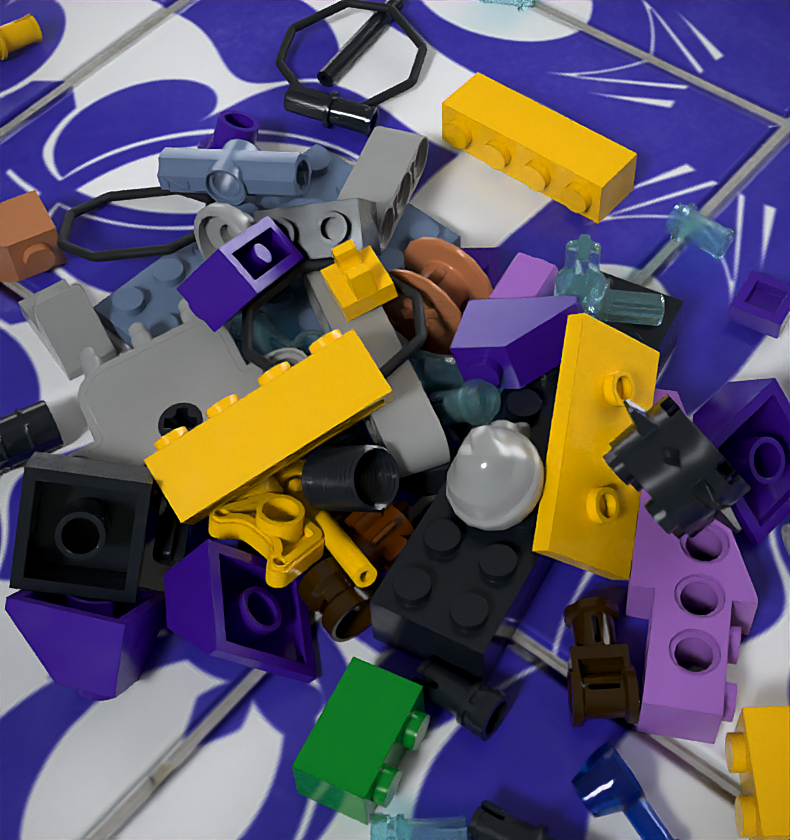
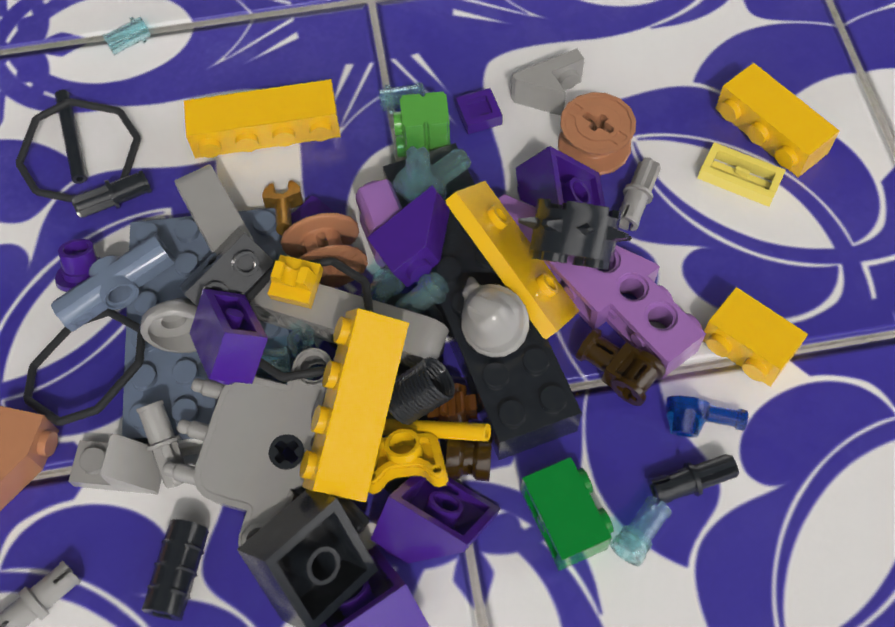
camera: 50 degrees left, 10 degrees up
(113, 333) = (161, 438): none -> light grey axle
(463, 231) = (283, 204): none -> pearl gold bar
(473, 704) = (590, 442): black pin -> none
(672, 258) = (422, 122): none -> bright green brick

